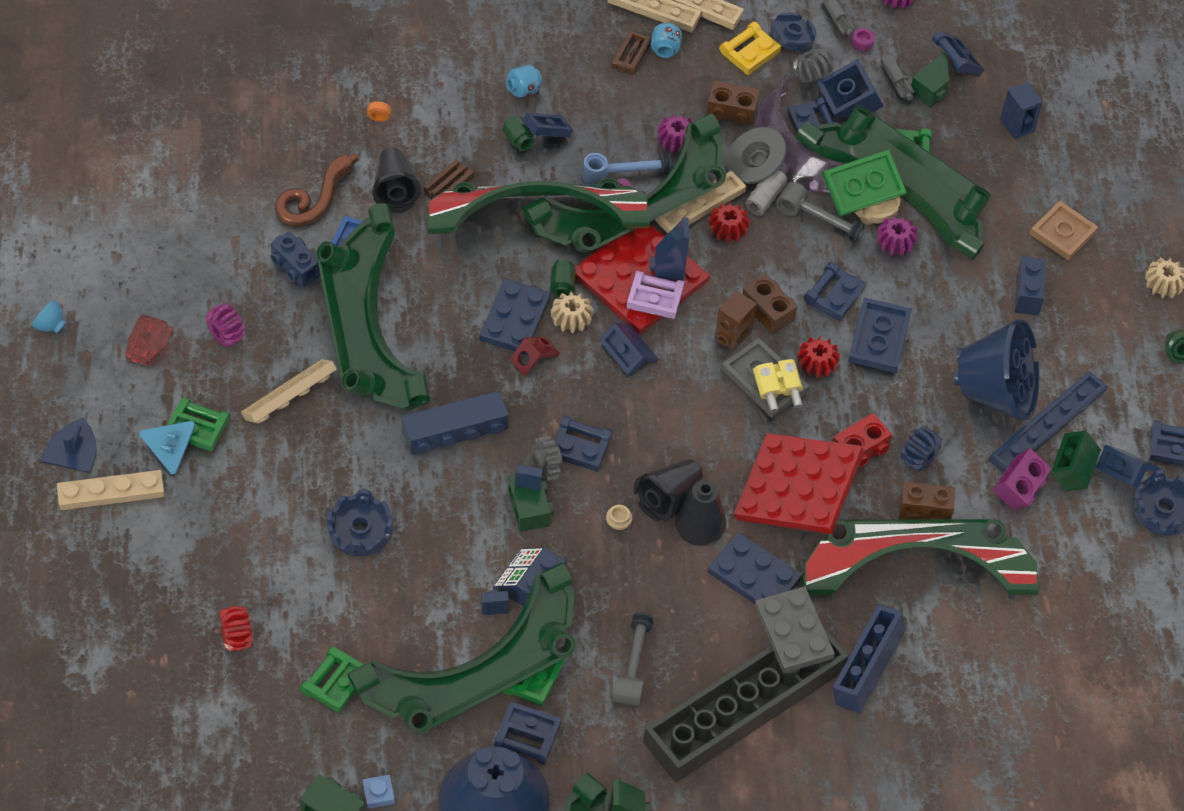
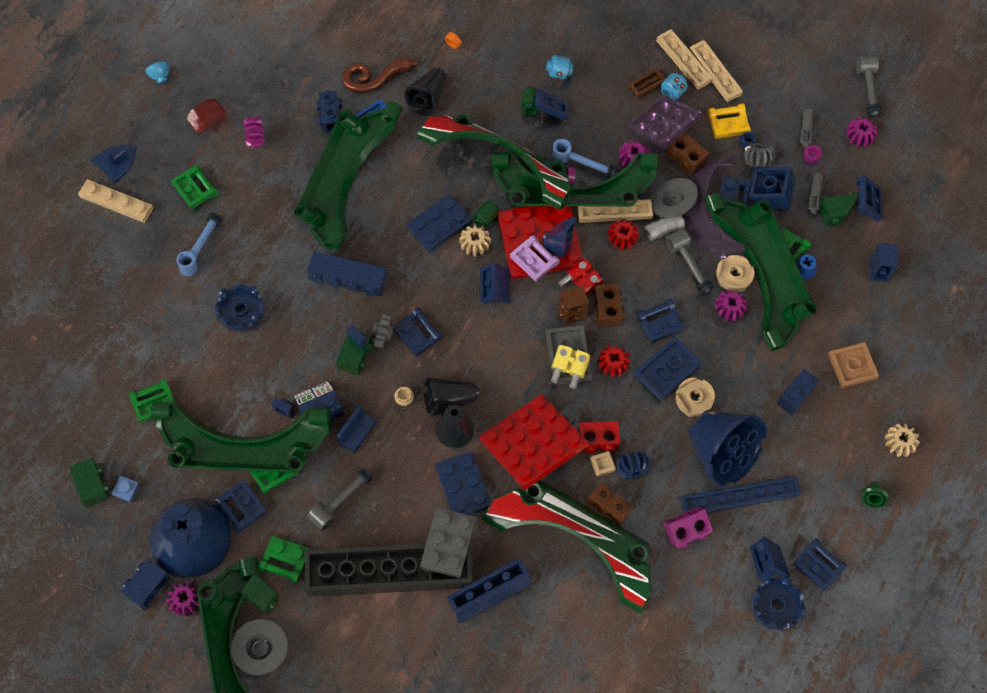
camera: 35 degrees right, 10 degrees up
(169, 443) = (168, 190): dark azure piece -> none
(236, 628) = (115, 332): red gear -> none
(256, 501) = (213, 220): none -> medium blue piece
(294, 387) = (255, 197): tan plate -> none
(446, 178) = (463, 108): reddish brown tile -> none
(536, 348) = (432, 252): dark red bracket -> none
(595, 582) = (356, 430): none -> dark blue panel
(617, 752) = (287, 553): none -> green plate
(685, 81) = (664, 121): none -> clear purple plate
(717, 287) = (582, 275): none -> red piece
(785, 57) = (747, 136): none -> dark blue plate
(793, 31) = (766, 124): dark blue tile -> none
(864, 183) = (731, 256): green tile -> none
(886, 468) = (602, 464): none -> tan plate
(929, 361) = (698, 387): none -> tan plate
(945, 152) = (807, 266): none -> blue piece
(1075, 461) = (735, 535): dark green brick -> none

